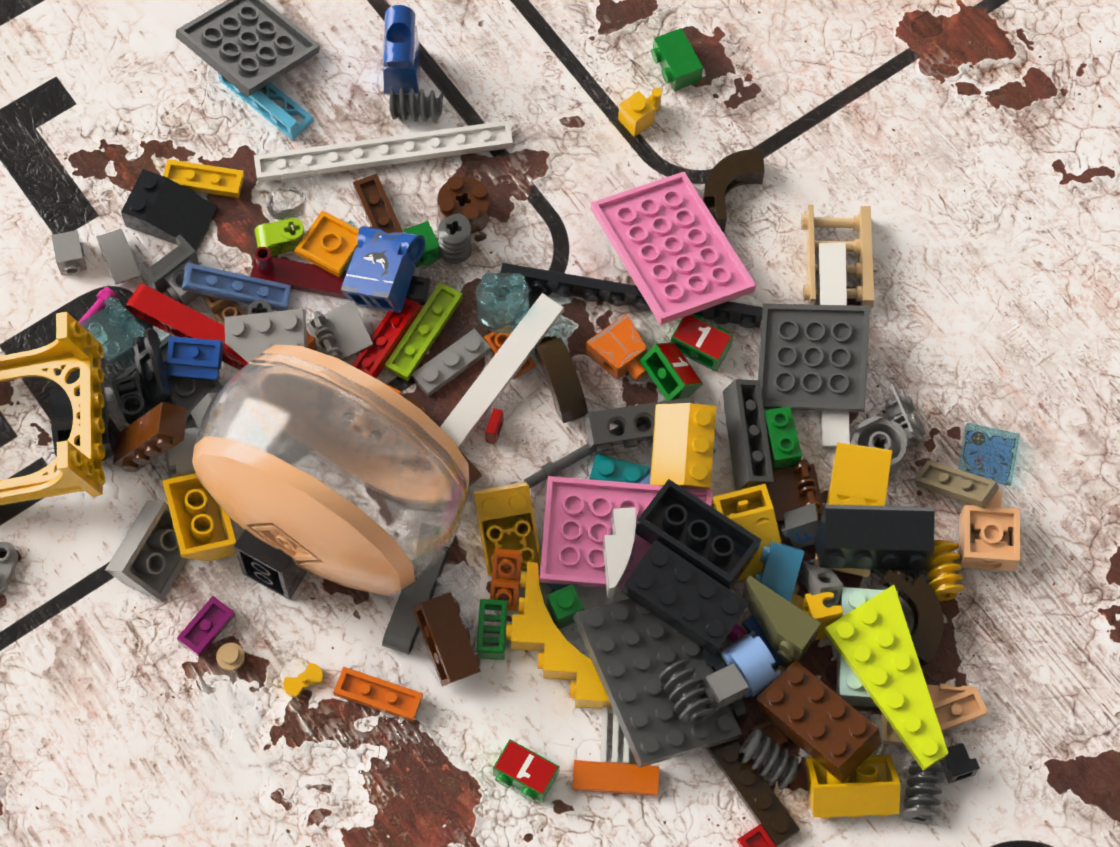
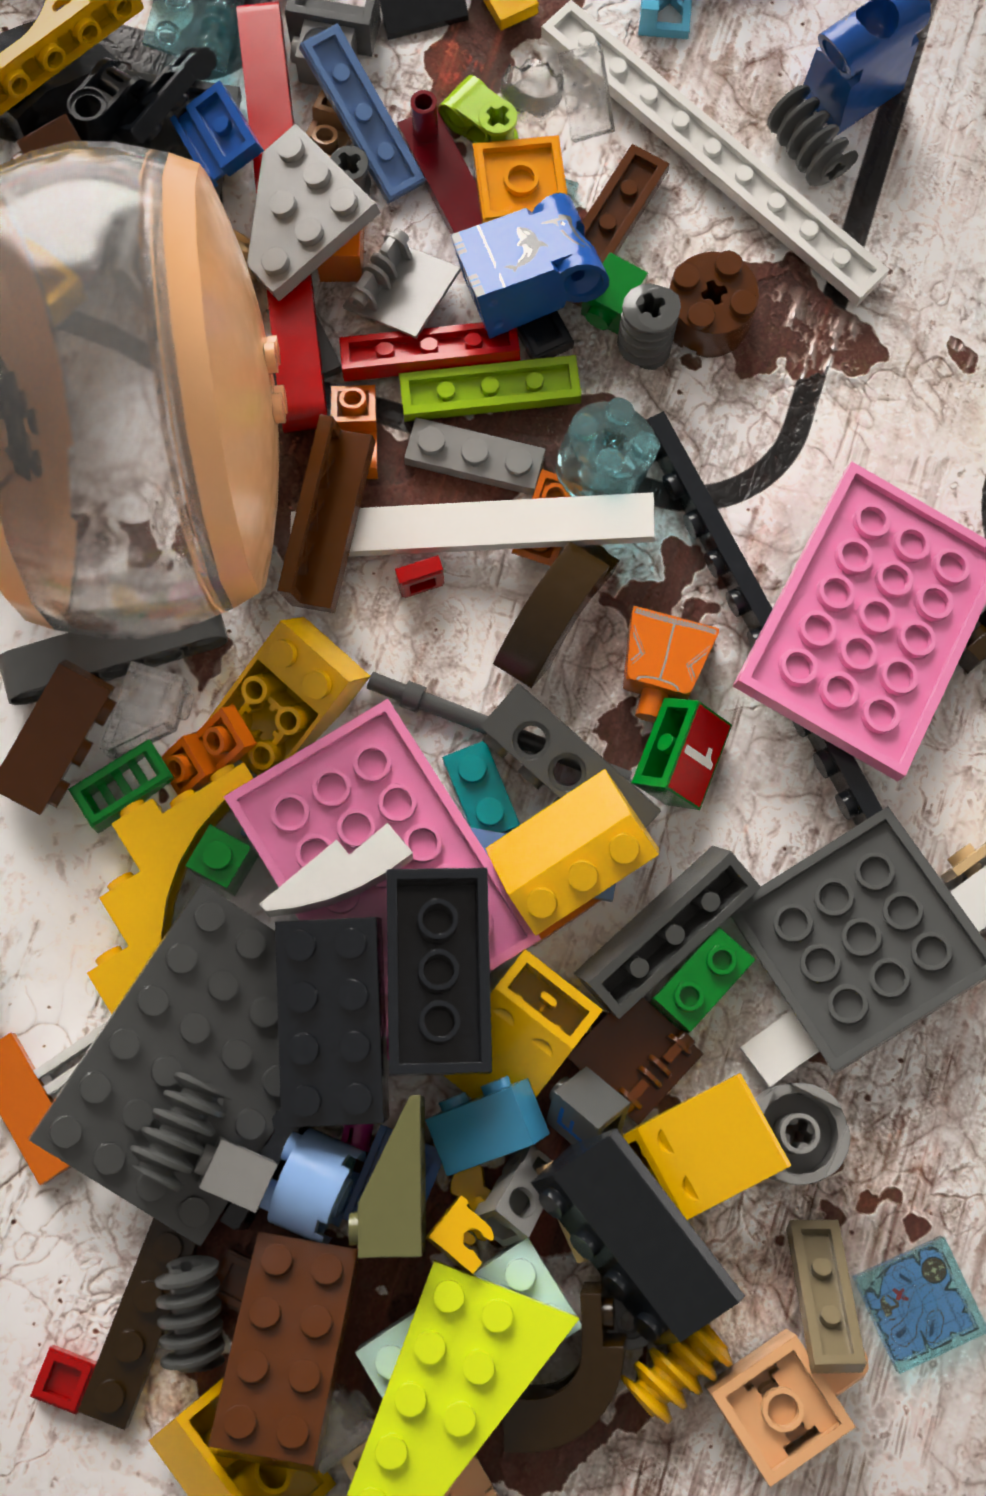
camera: 55 degrees right, 10 degrees up
(702, 341) = (767, 762): brick -> none
(901, 411) = (893, 1126): light grey hinge -> none

